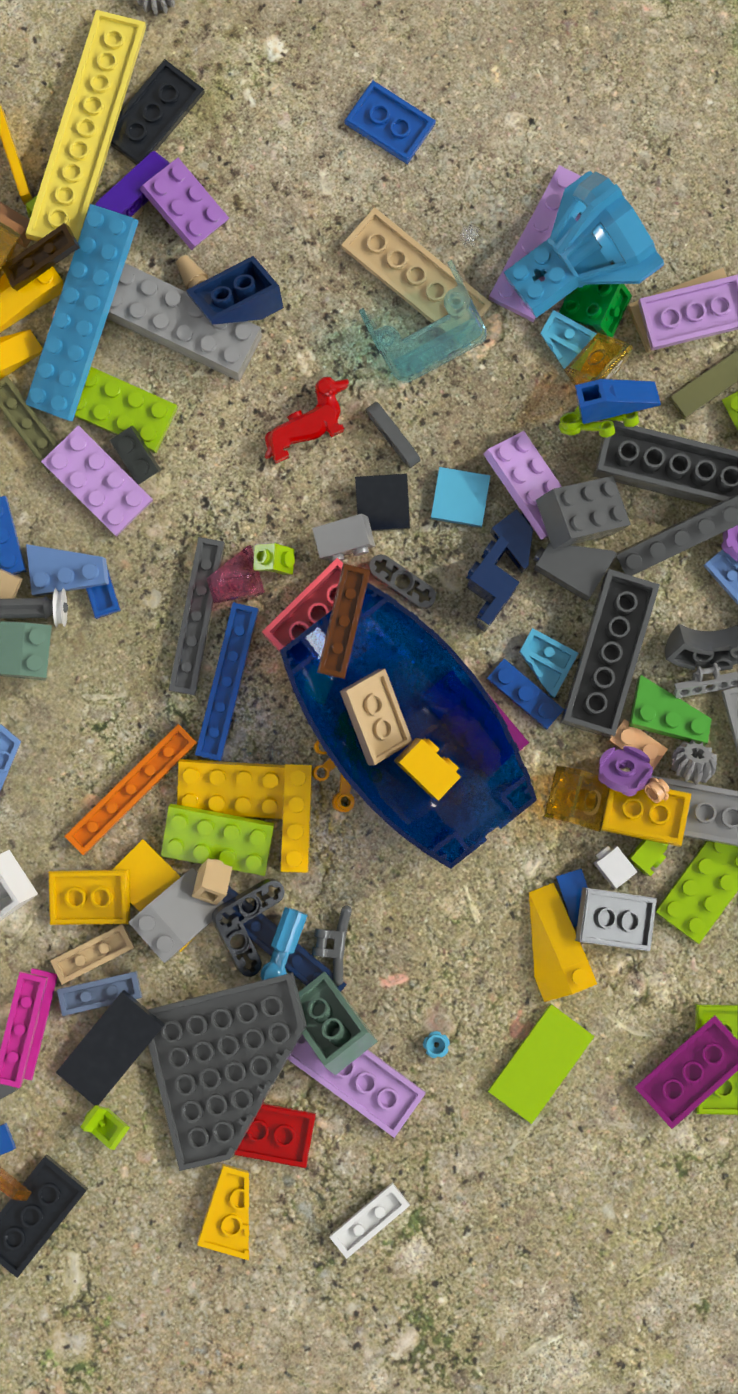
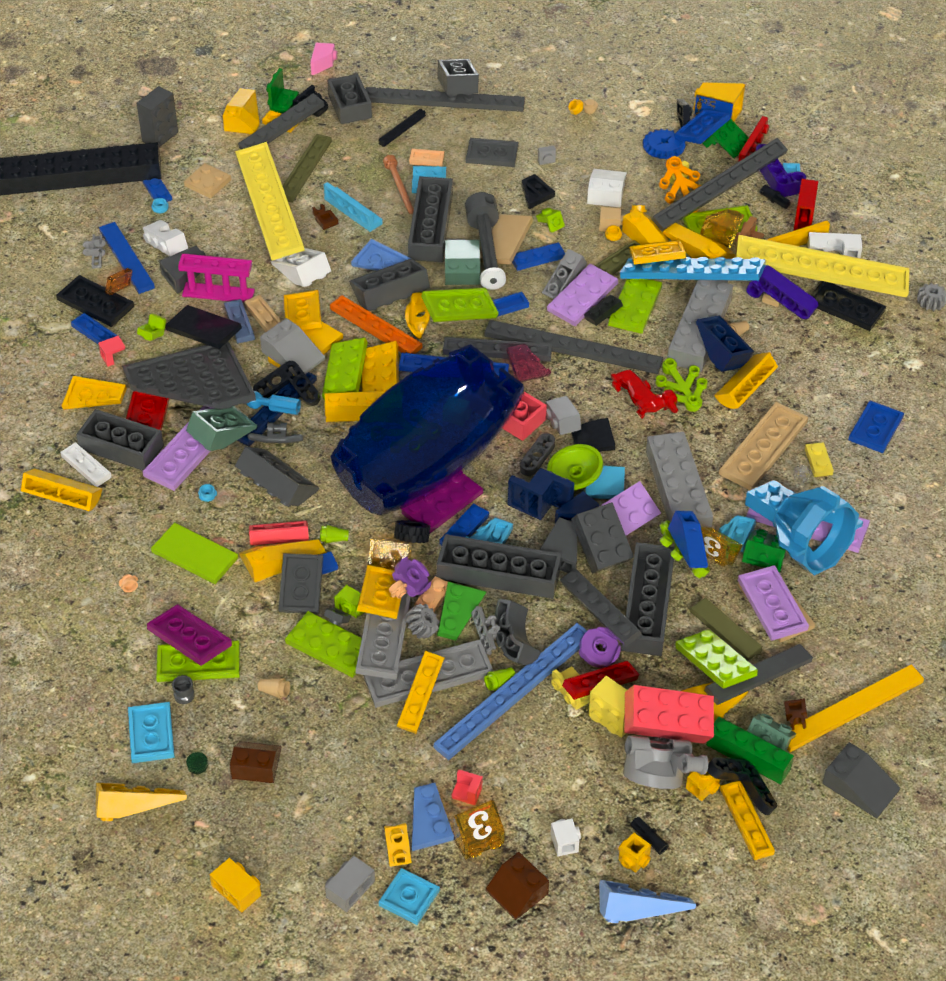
camera: 85 degrees right, 35 degrees down
(35, 359) = (657, 252): none -> yellow tile
(37, 84) = (845, 244): none -> white arch
(40, 257) = (723, 241): dark brown plate -> none
(50, 762) = (390, 284): none -> dark grey slope
(56, 502) = (567, 270): none -> light grey slope
(64, 569) = (519, 283): medium blue wing -> none
(89, 721) = (417, 324): none -> yellow piece
(94, 1212) = (92, 328): none -> blue tile
(111, 662) = (459, 304): none -> lime plate
(145, 1187) = (109, 347): none -> coral panel
(184, 203) = (783, 317): medium lavender plate -> none
(197, 508) = (576, 347): none -> dark grey plate
(212, 881) = (316, 361): tan brick -> none
(274, 558) = (543, 383): lime bracket -> none
(294, 366) = (691, 401): none -> lime plant
(295, 278) = (746, 380): none -> yellow brick
(335, 1172) = (120, 439): none -> dark grey brick
(343, 621) = (494, 372): reddish brown tile -> none
(376, 716) = (435, 423): tan plate -> none
(392, 434) = (639, 441): dark grey beam -> none
(412, 1254) = (61, 489): none -> yellow brick
(416, 946) = (275, 476): none -> dark grey slope
(427, 768) = (401, 456): yellow brick -> none
(435, 343) = (719, 454): clear light blue windscreen -> none
(443, 209) = (819, 459): none -> light yellow plate
(449, 552) = (578, 464): none -> lime dish
(480, 398) = (677, 476): none -> light grey brick
(511, 946) = (278, 533): none -> coral slope
(527, 873) = (333, 534): none -> lime cone
(555, 763) = (412, 531): none -> black tyre
(589, 1154) = (128, 583): none -> light nougat plate
(614, 866) = (338, 578): white brick -> none
(669, 873) = (337, 616): none -> dark grey plate

